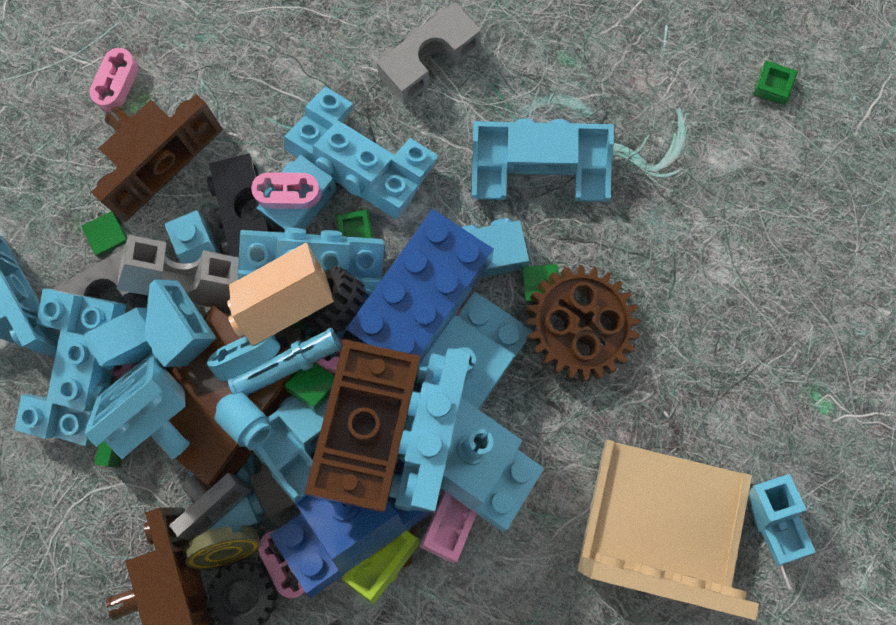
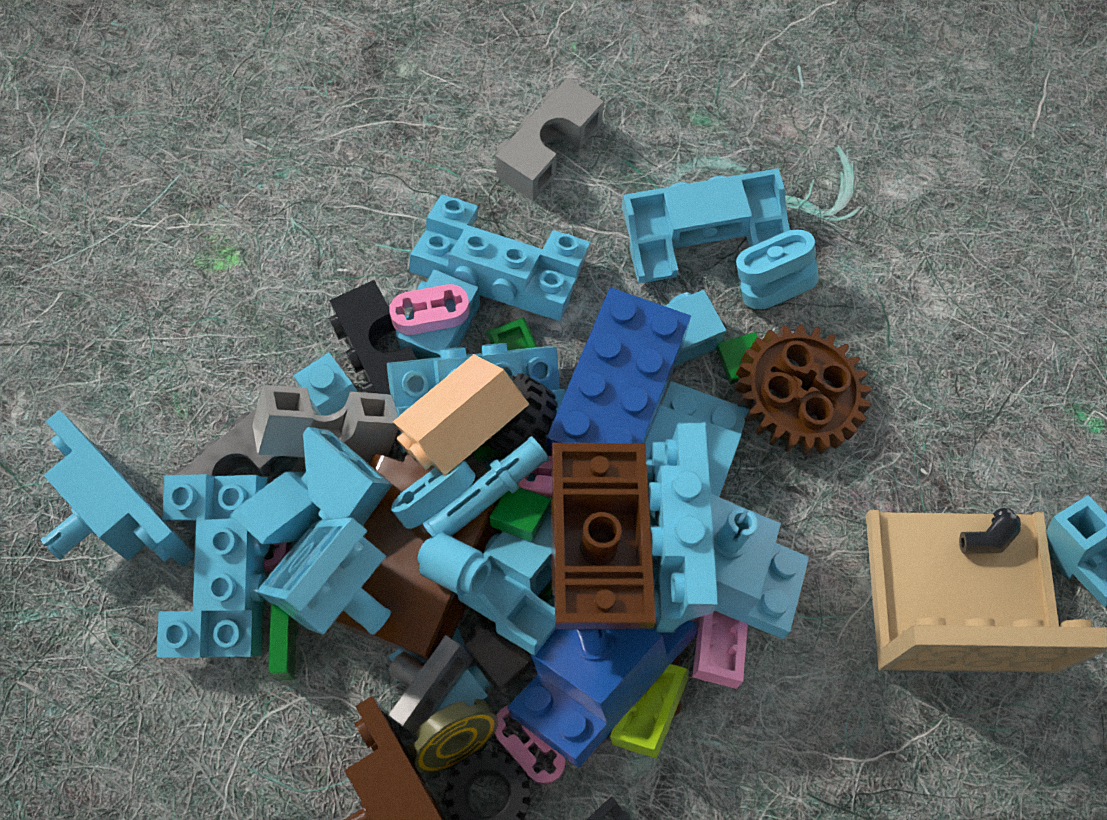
camera: 20 degrees left, 10 degrees down
(105, 234) = (216, 409): green tile -> none
(110, 78) = (196, 238): bright pink beam -> none
(151, 151) = (257, 299): reddish brown brick -> none
(589, 214) = (778, 269): none -> medium azure brick
(704, 488) = (997, 538): none -> black arm
(775, 82) = (932, 100): green tile -> none

